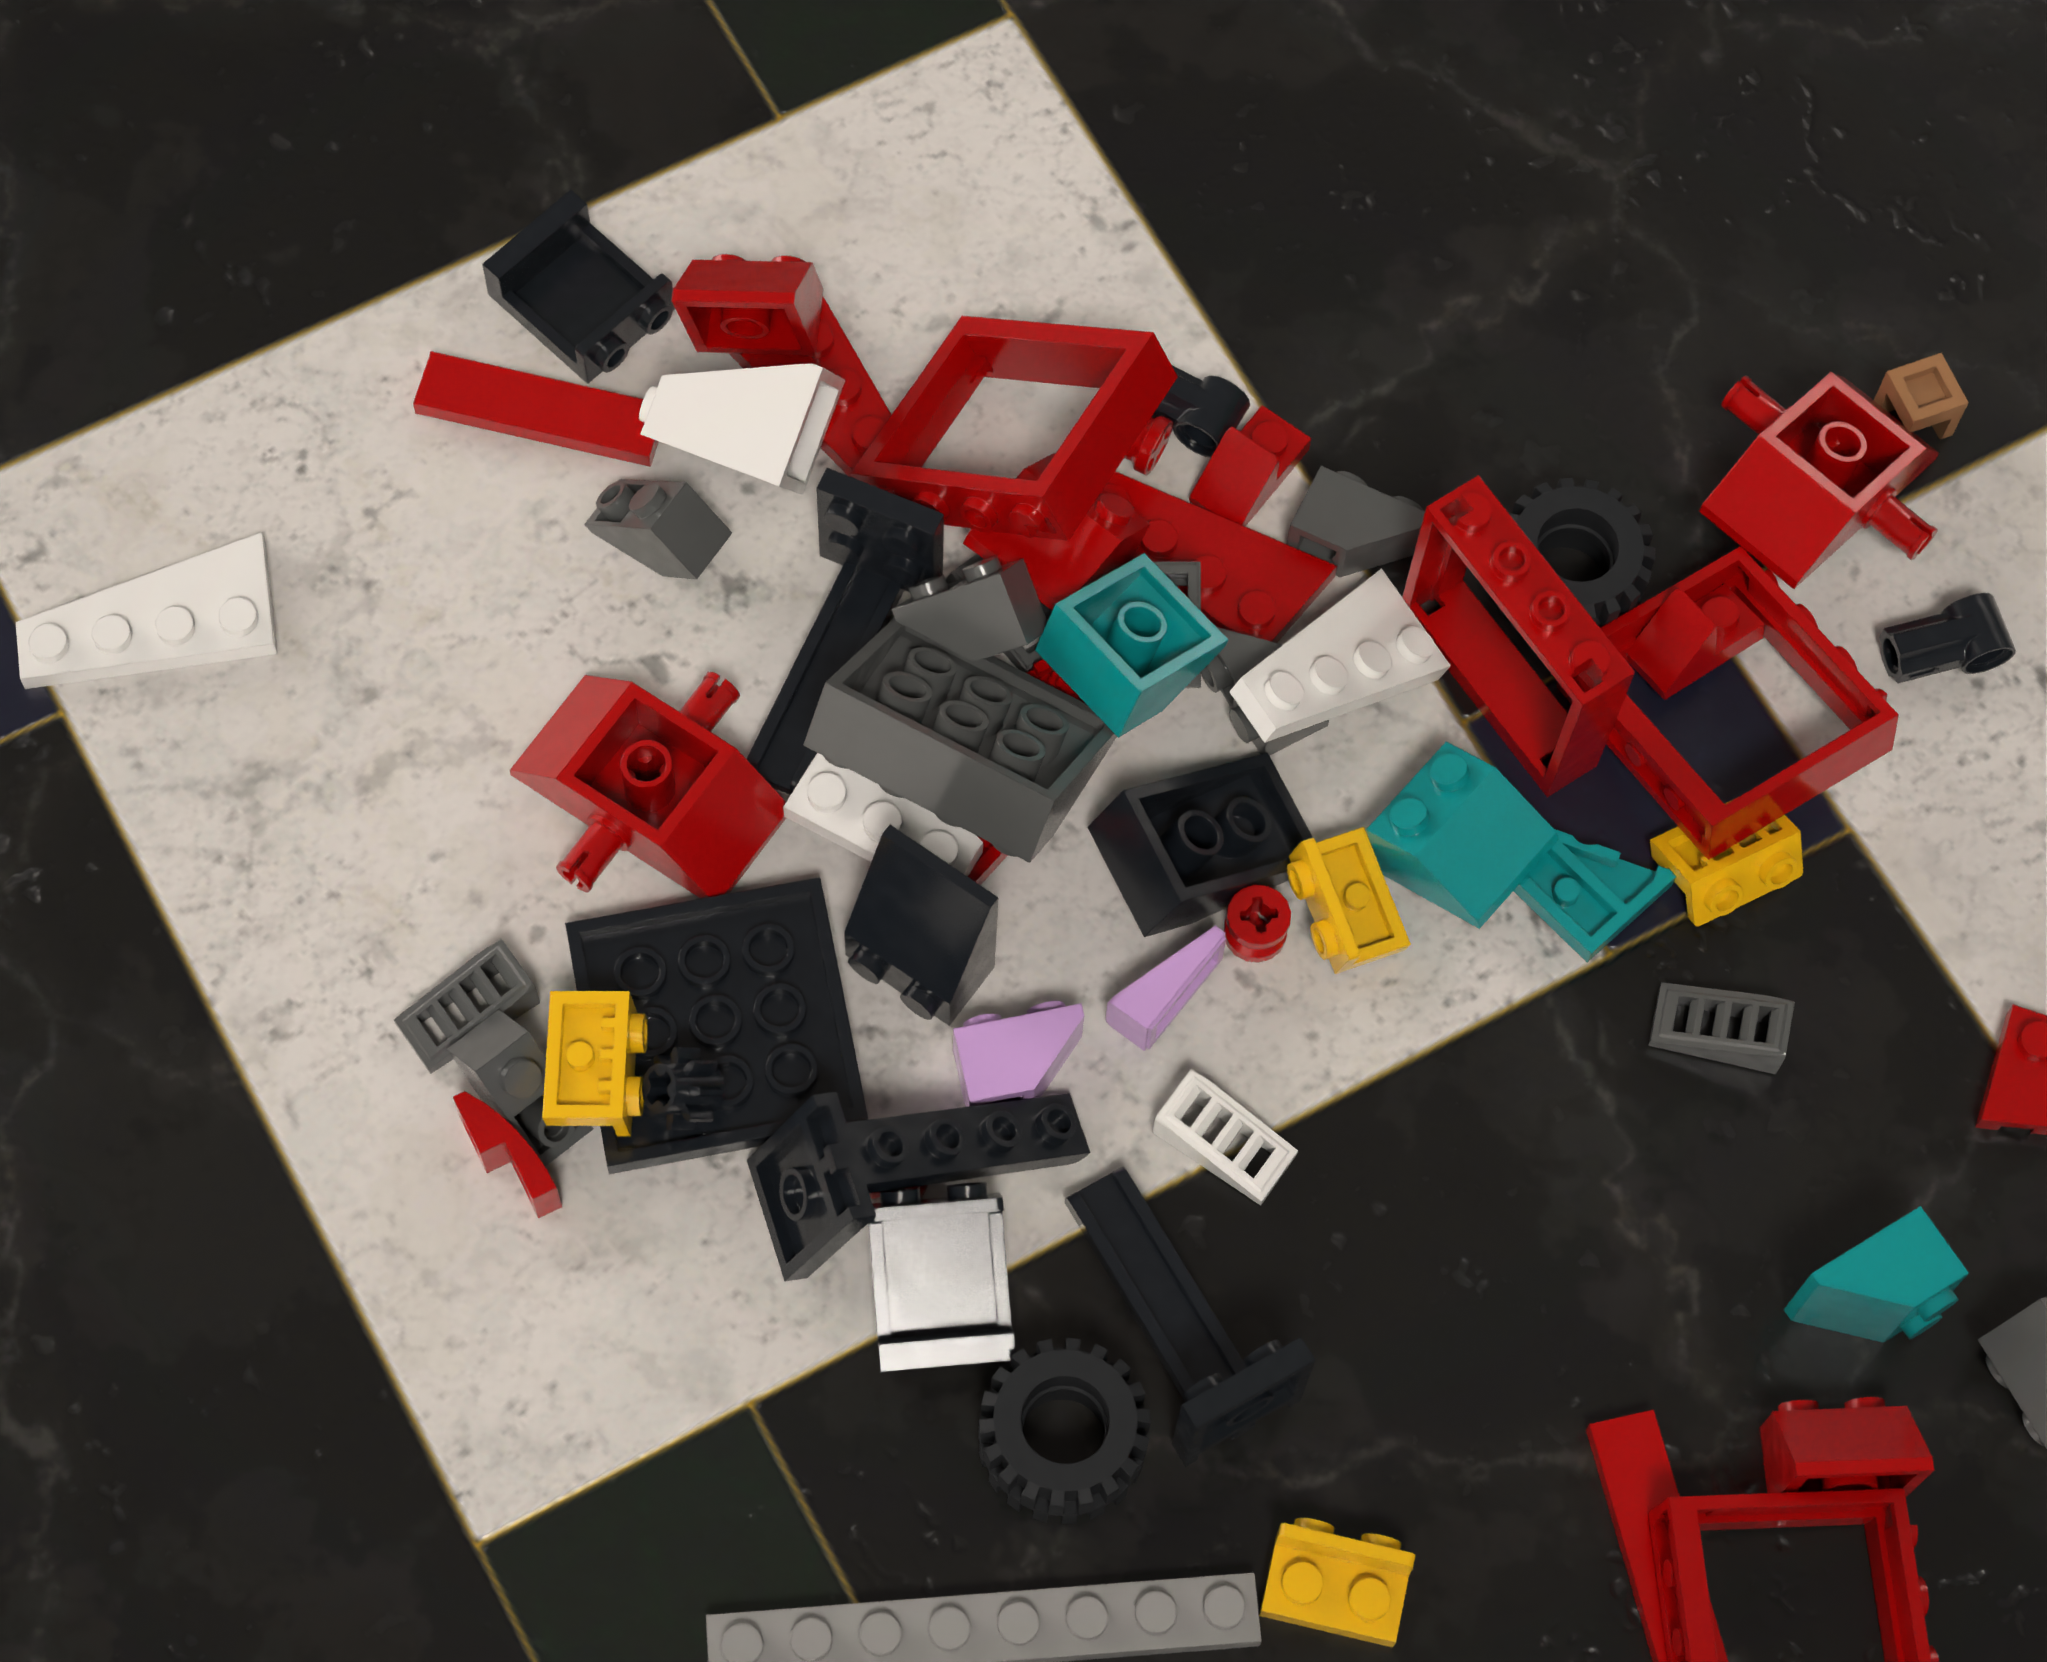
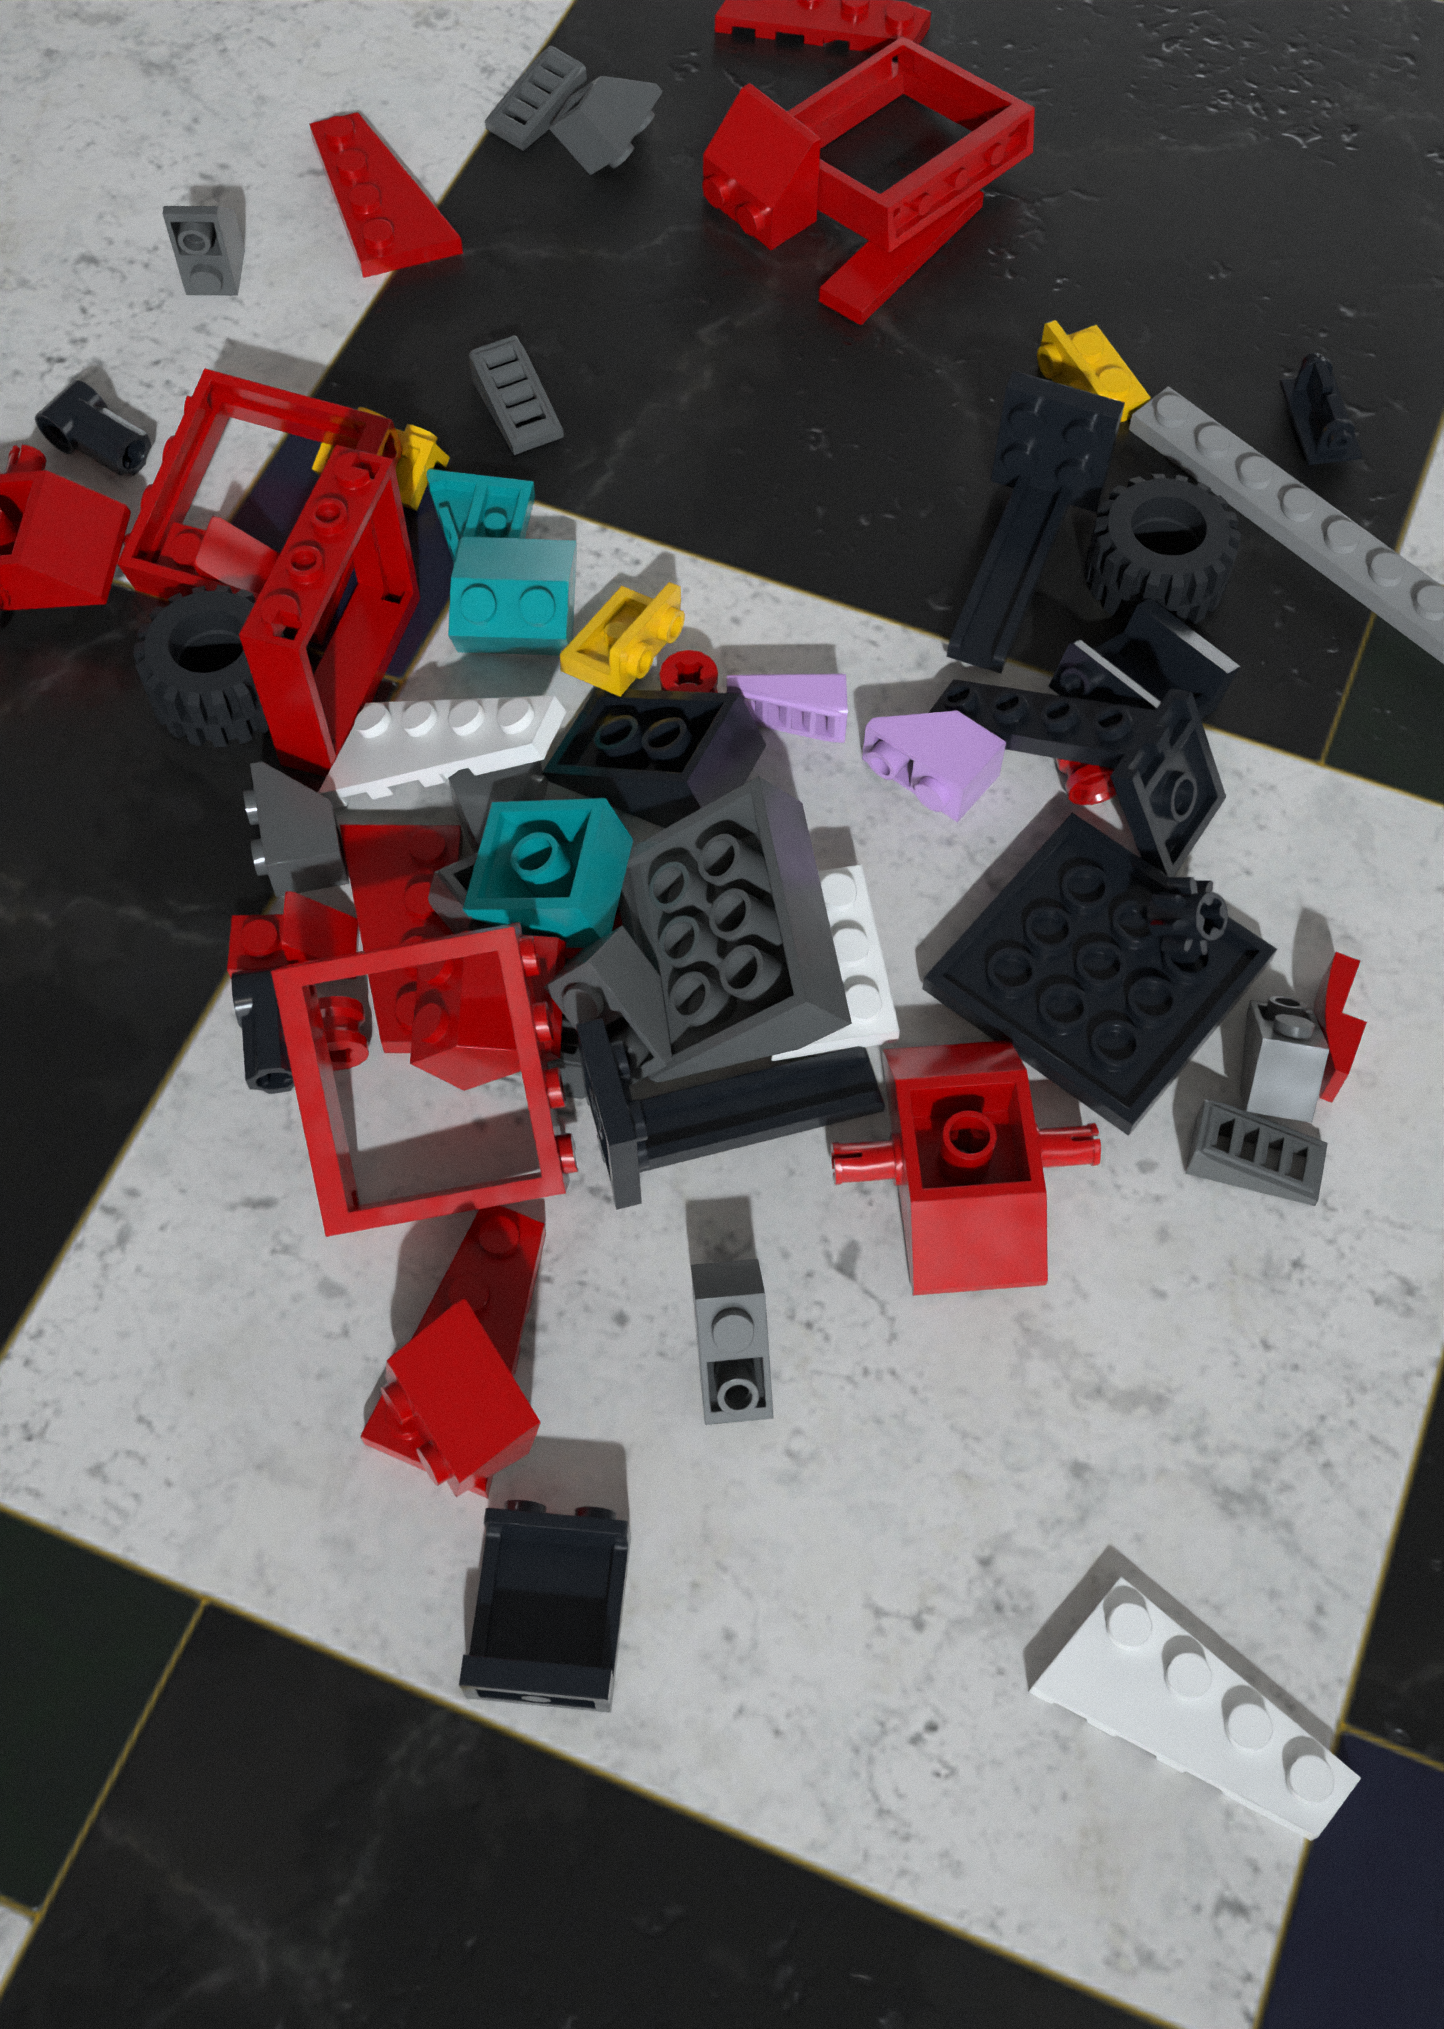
camera: 125 degrees left, 5 degrees down
(534, 408) = (697, 1553): red tile -> none
(593, 1060) = (1231, 989): yellow bracket -> none
(747, 418) = (584, 1313): white slope -> none
(922, 928) = (914, 855): black slope -> none
(1237, 1119) = (865, 645): white slope -> none
(1884, 1283) = (633, 205): teal slope -> none

